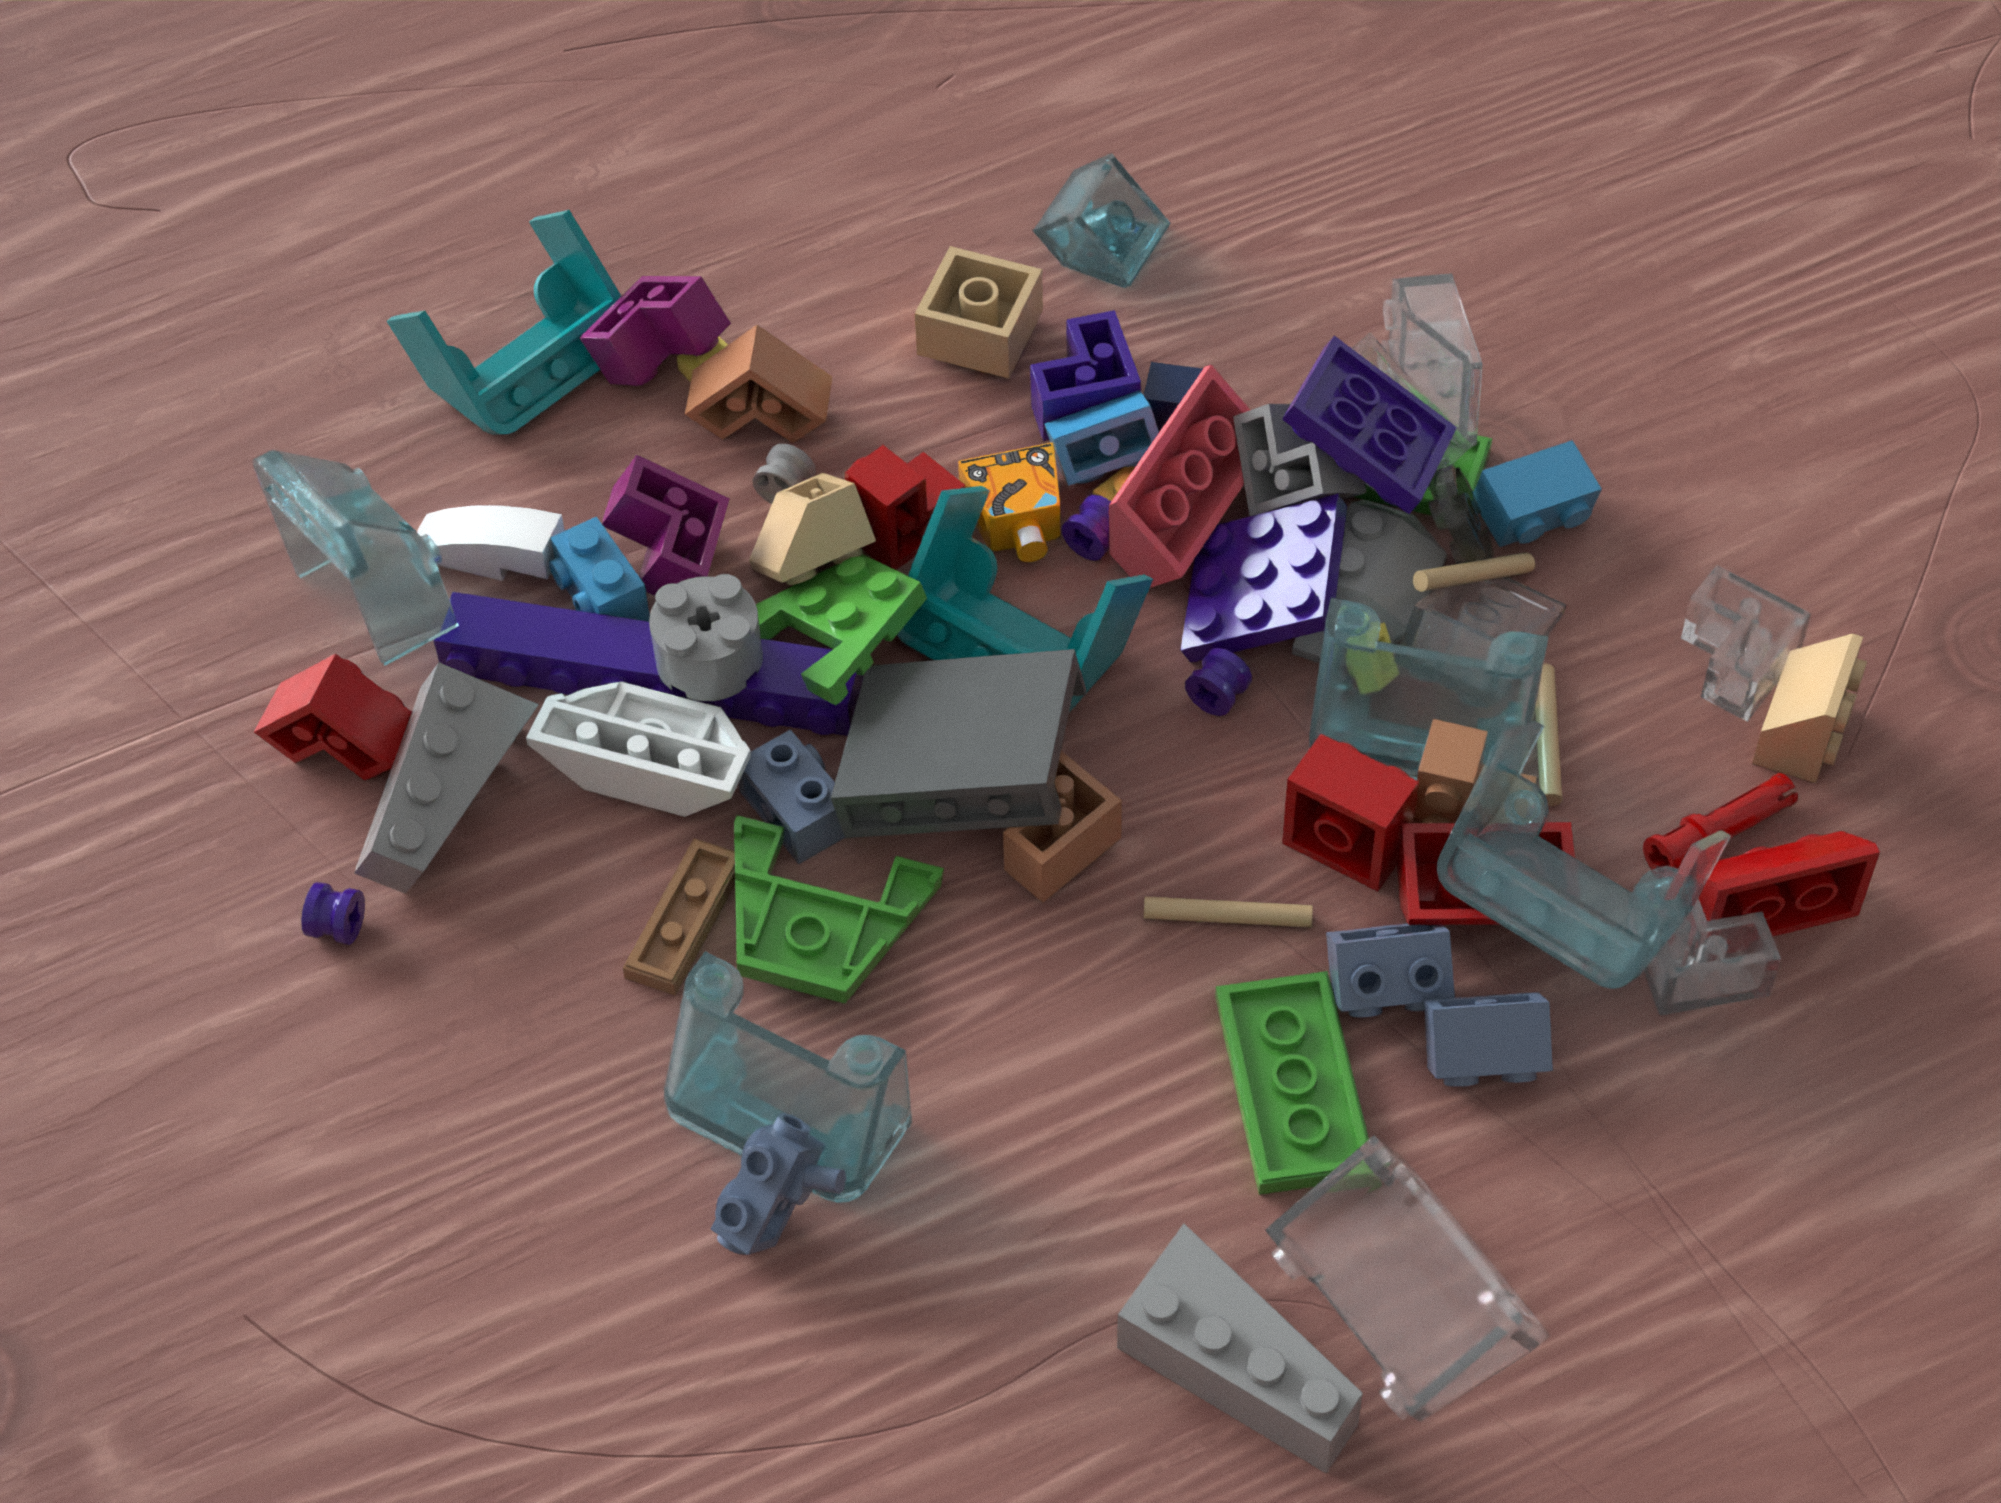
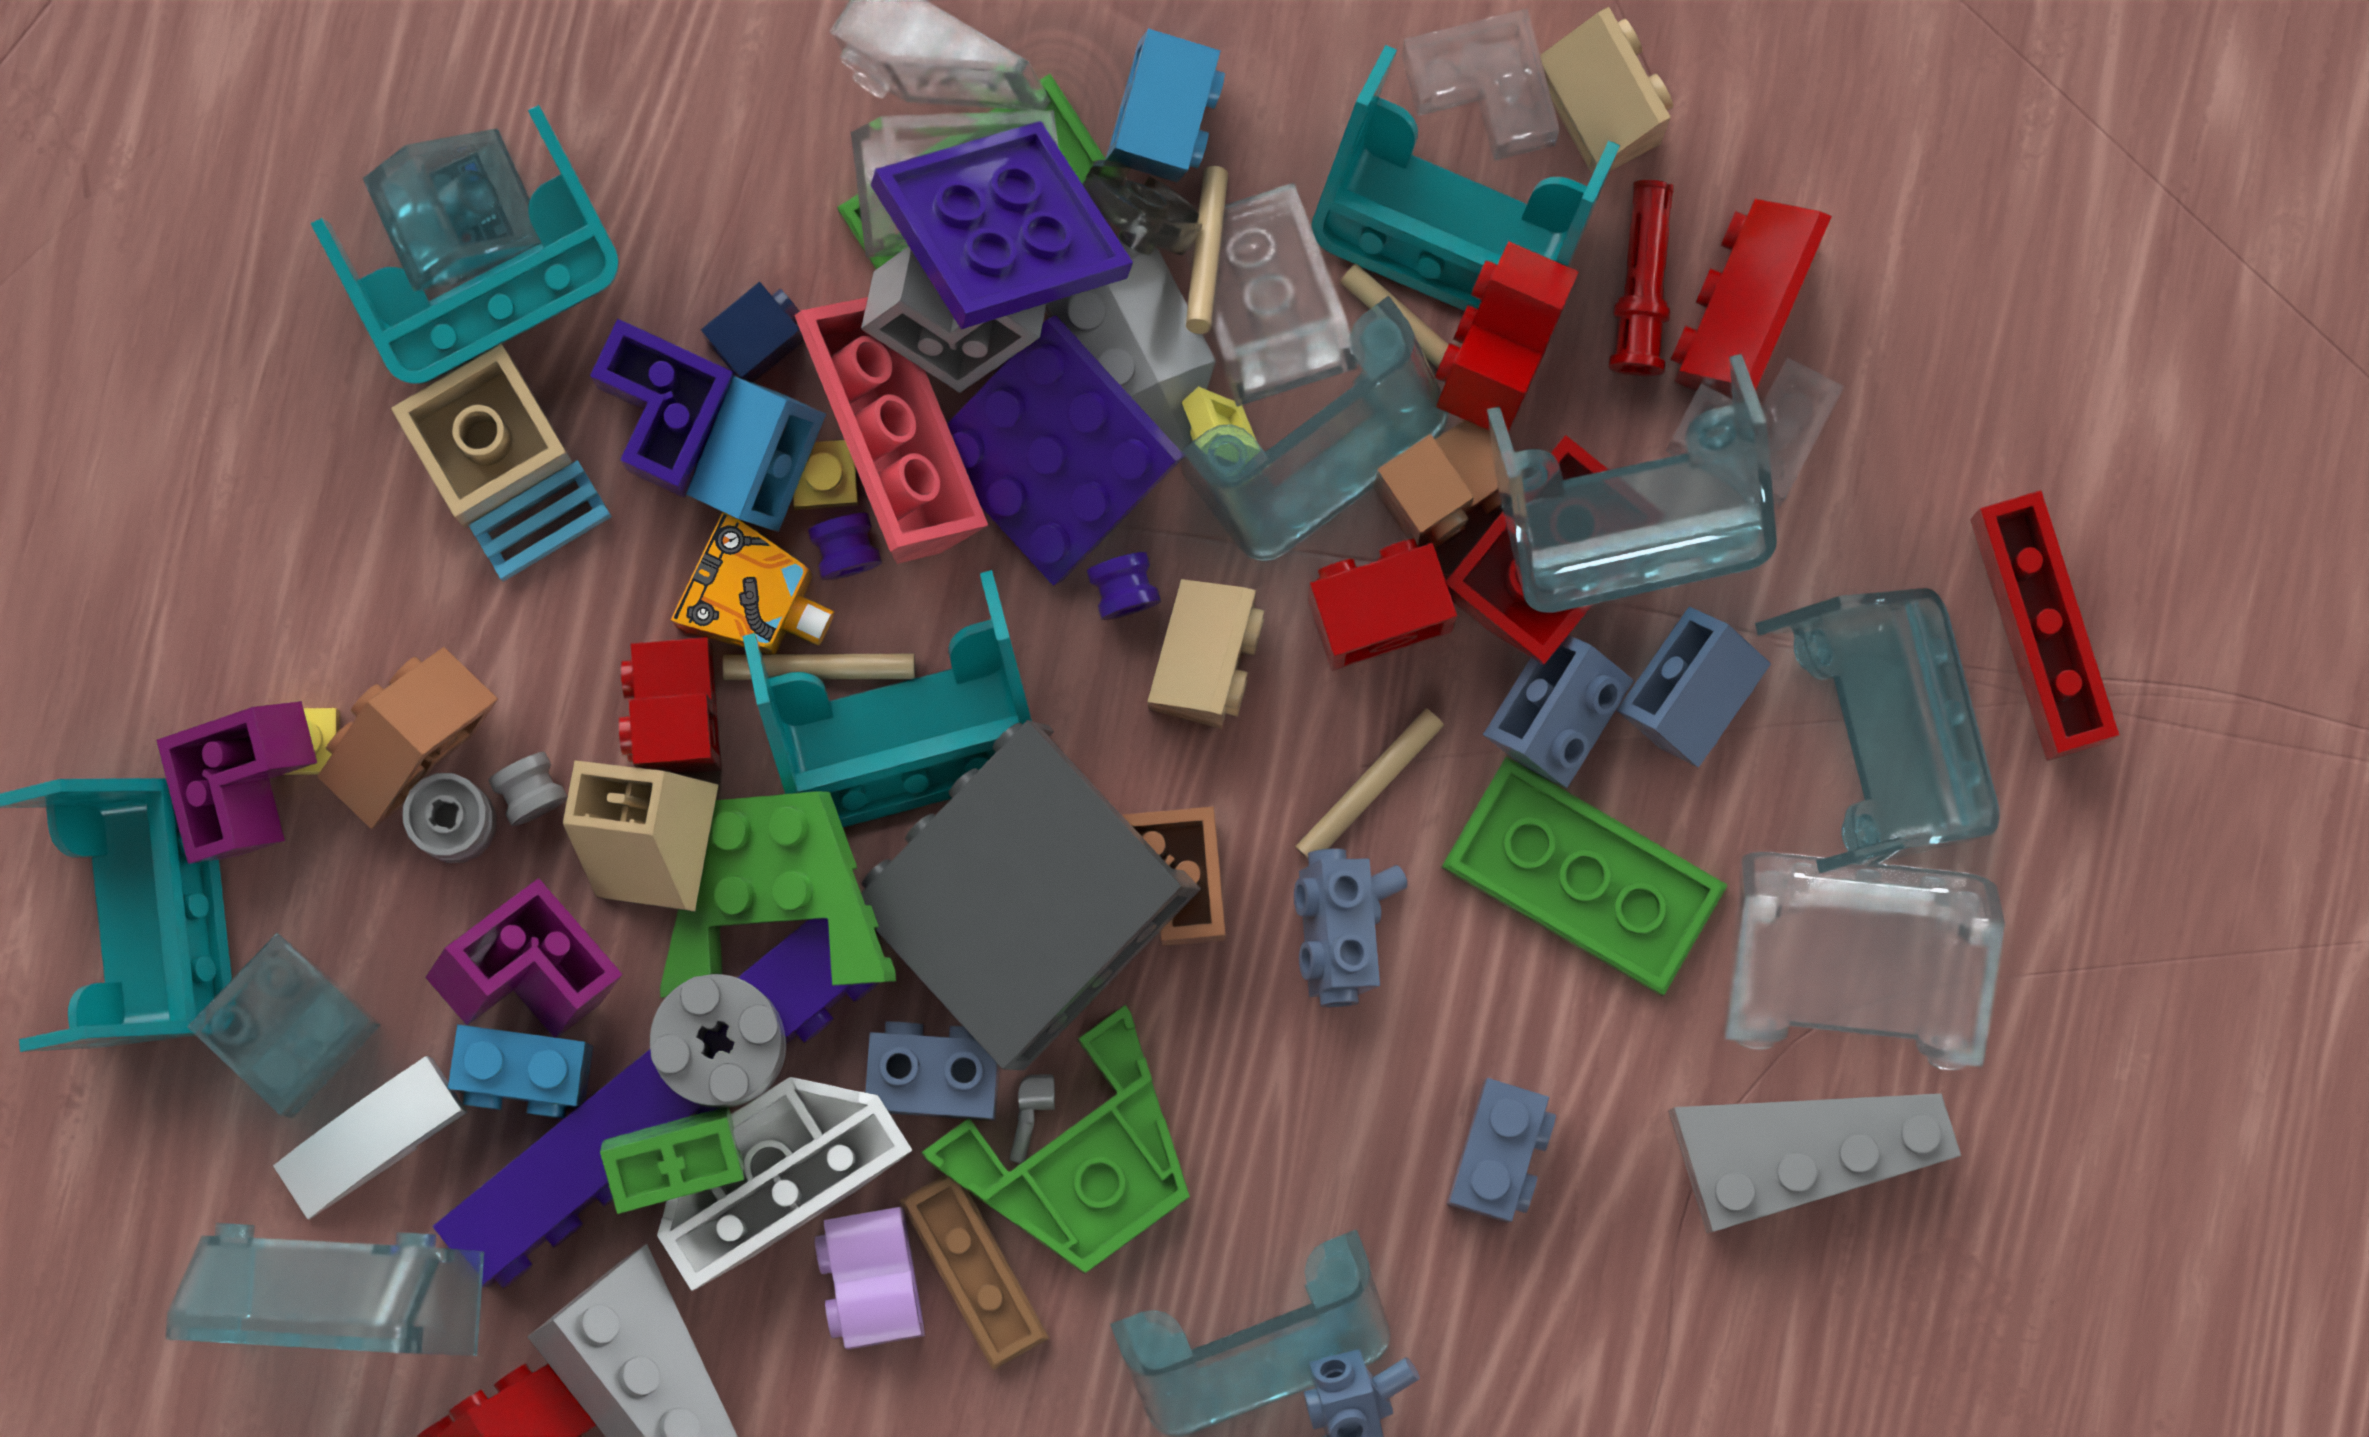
camera: 50 degrees left, 30 degrees up
(519, 452) = (284, 1026): none -> clear light blue slope
(606, 662) = (672, 1160): none -> bright green hinge
(626, 855) = (871, 1278): none -> lavender brick
(727, 444) = (449, 818): none -> light grey wheel
(835, 864) = (1034, 1093): none -> light grey hand
(960, 378) = (528, 499): none -> medium azure tile
(1023, 587) = (826, 666): none -> tan bar
(1050, 1152) = (1499, 1149): none -> sand blue brick
(1076, 255) = (435, 336): none -> teal windscreen
(1126, 938) = (1339, 924): none -> sand blue brick
(1221, 749) = (1203, 652): none -> tan slope
(1604, 758) = (1504, 335): none -> red brick
(1612, 1189) = (1904, 721): none -> clear light blue windscreen
(1618, 689) = (1428, 222): none -> teal windscreen
(1758, 1222) = (2044, 625): none -> red brick

